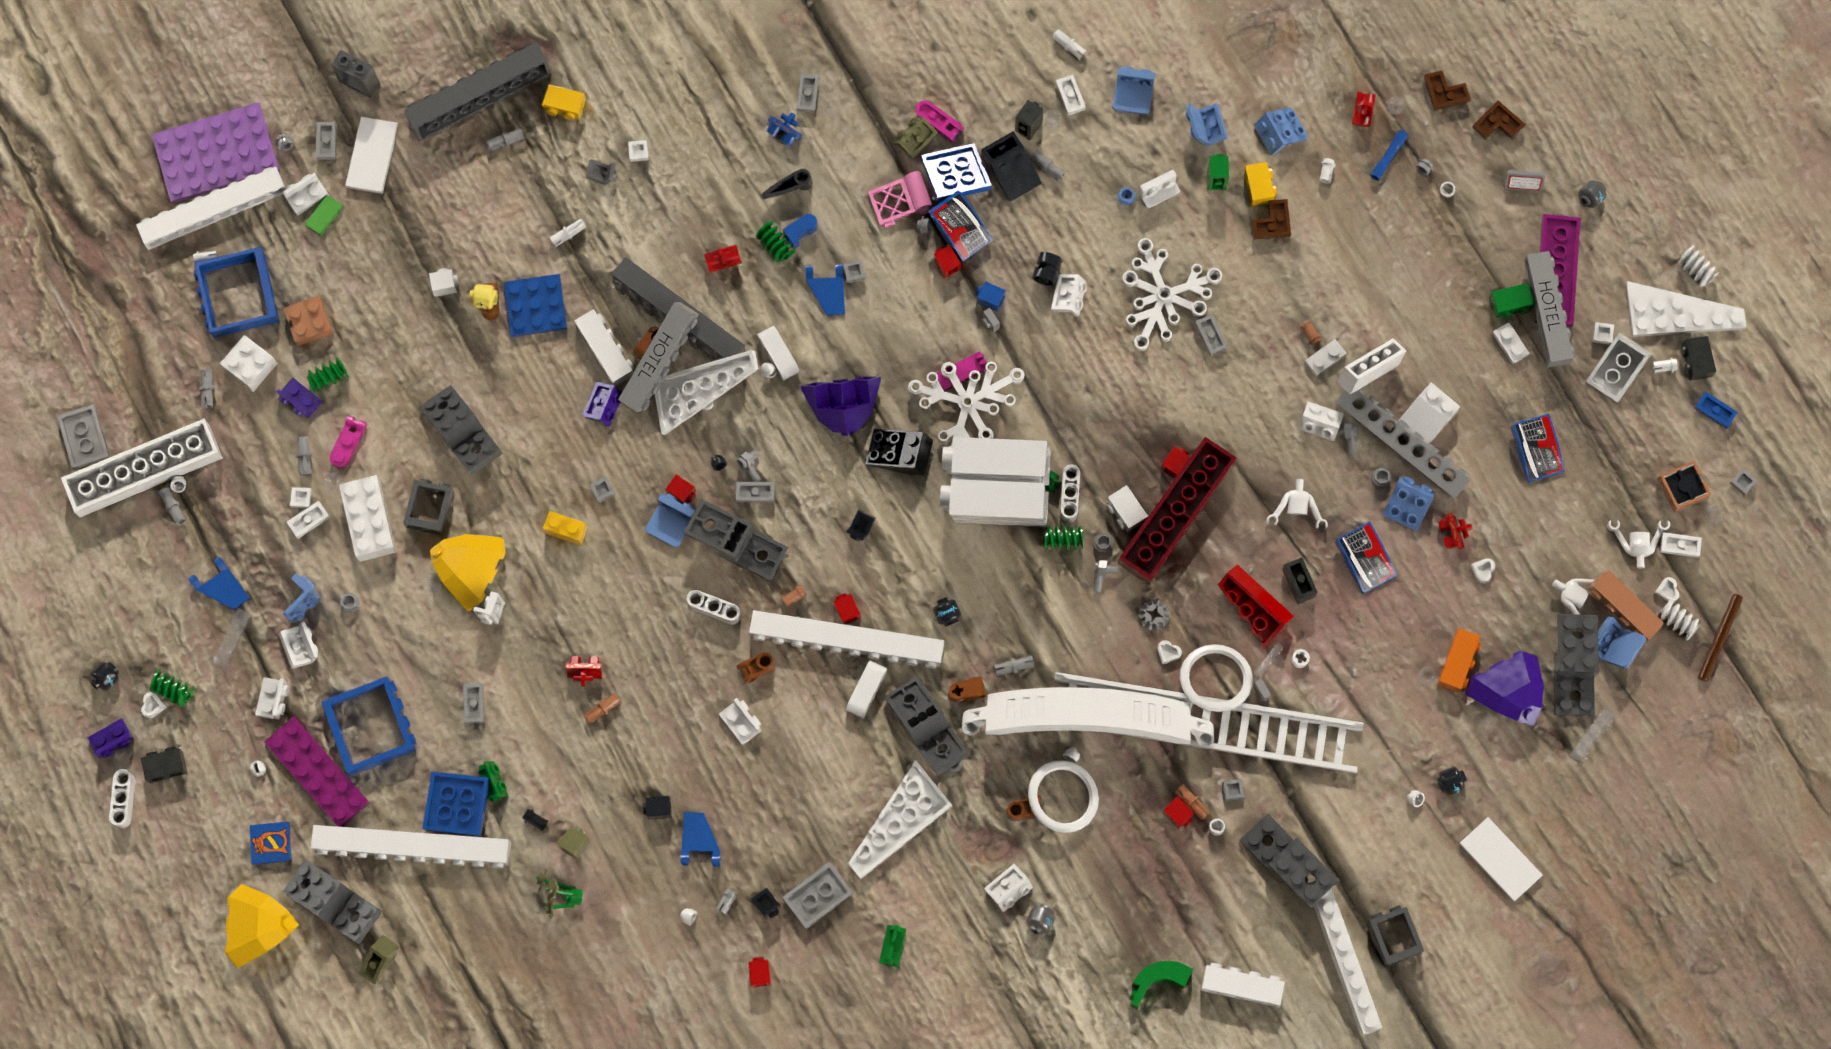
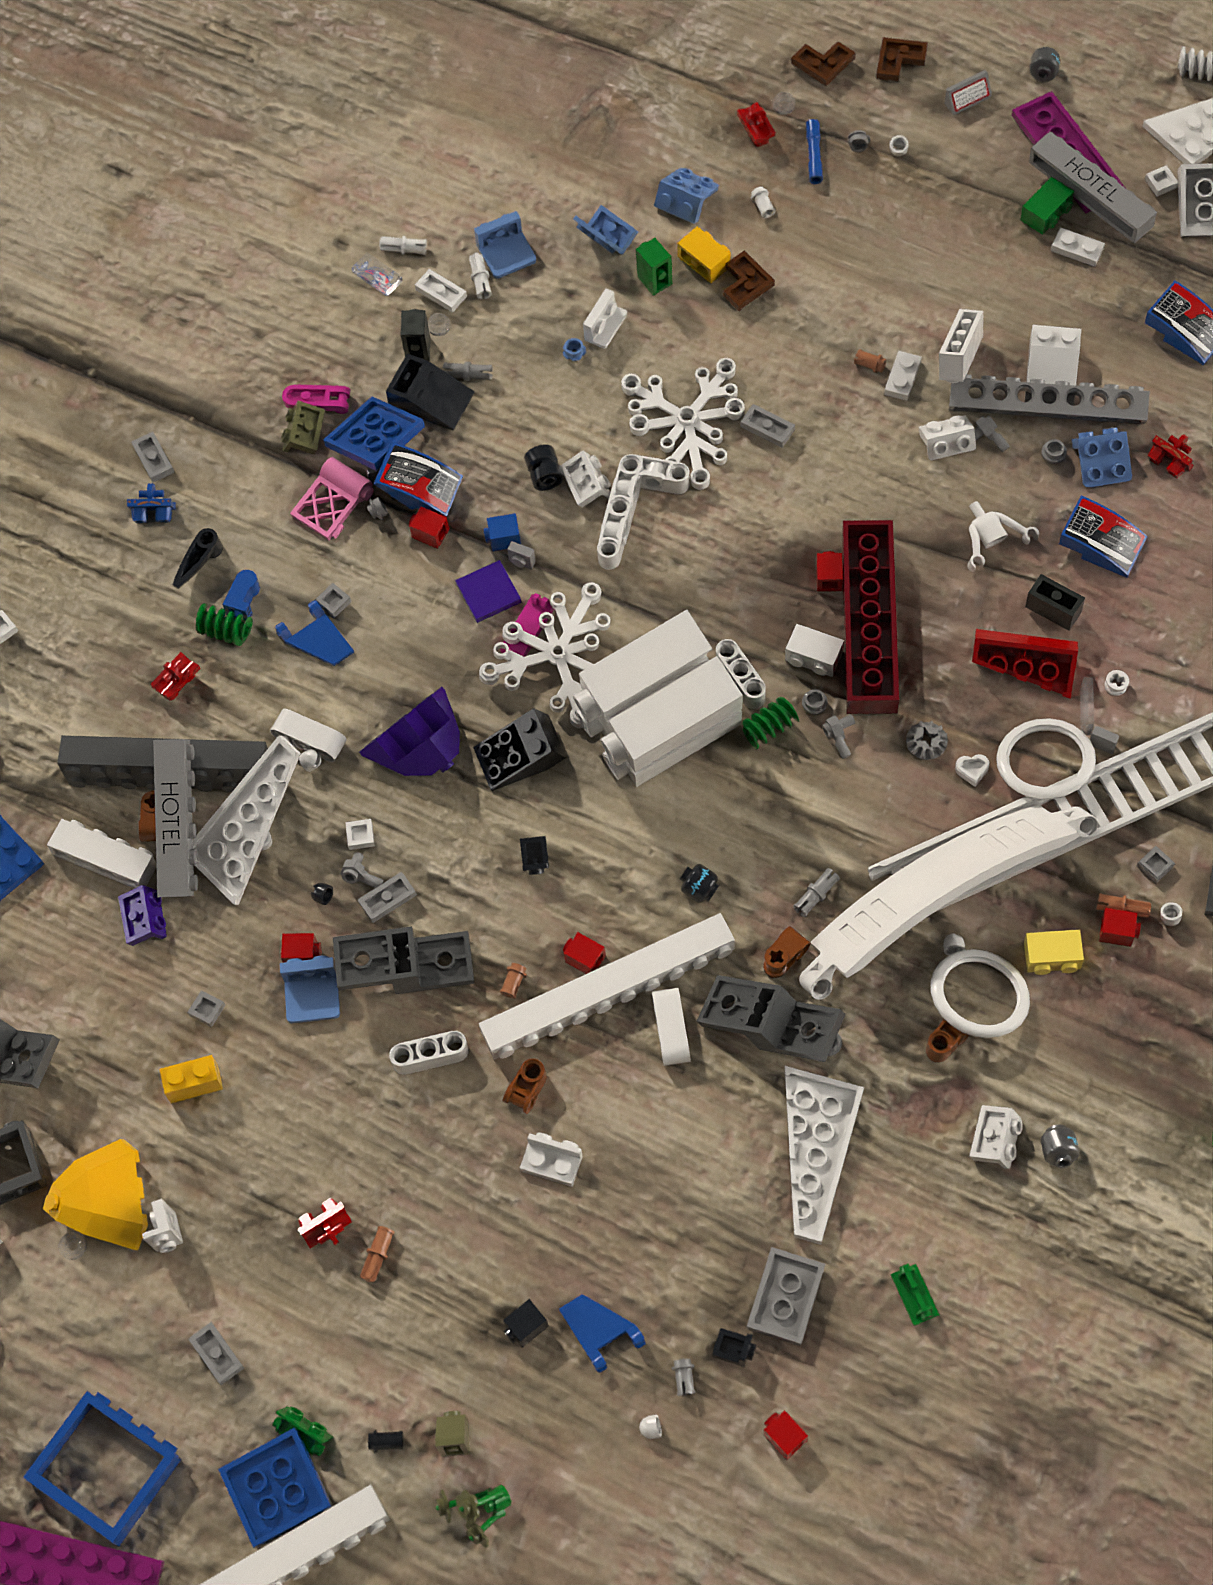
camera: 30 degrees left, 10 degrees down
(766, 440) = (360, 834): none -> white plate
(954, 330) = (488, 591): none -> dark purple tile
(1038, 54) = (377, 274): none -> clear tile
(1085, 322) = (648, 474): none -> white beam
(1103, 100) = (480, 276): none -> white axle
(1127, 801) = (1053, 951): none -> light yellow brick

